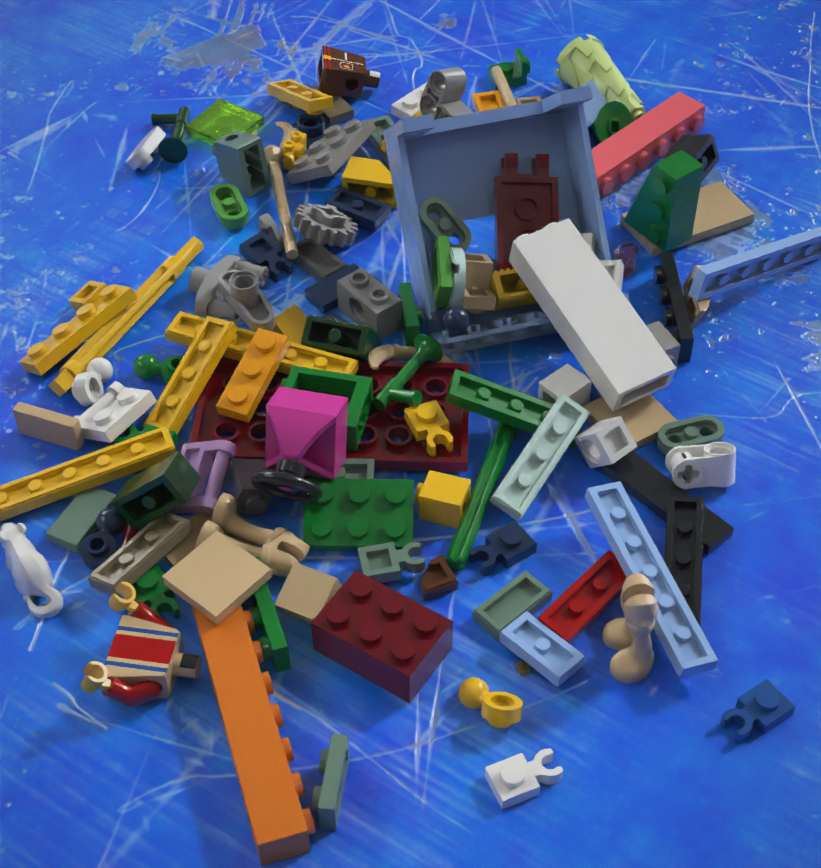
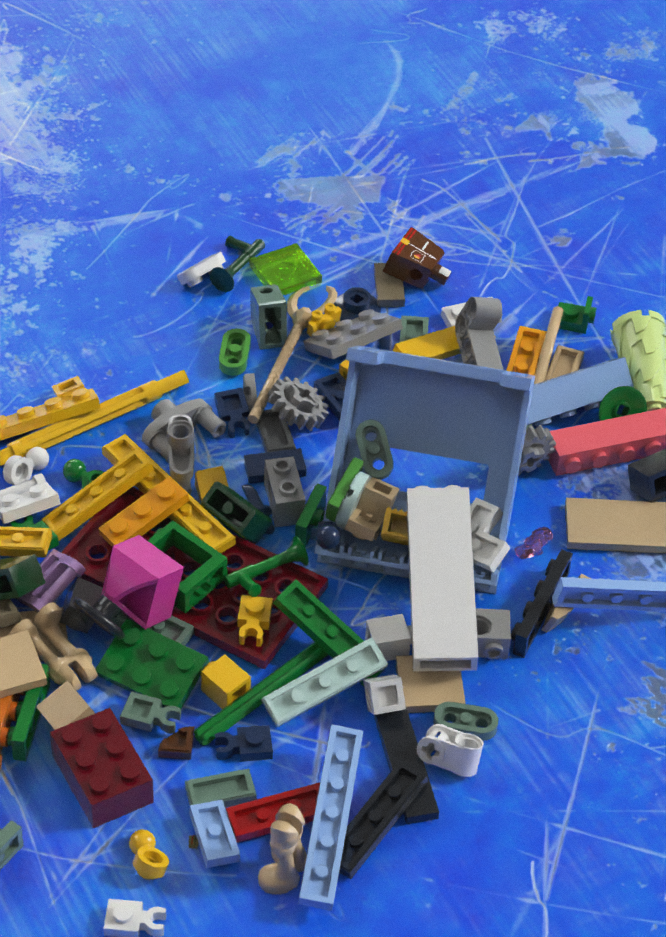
camera: 25 degrees right, 0 degrees up
(300, 96) = (363, 268): yellow plate -> none
(395, 352) = (269, 539): tan piece -> none
(522, 203) = (455, 455): dark red tile -> none
(668, 201) = (593, 506): wedge -> none

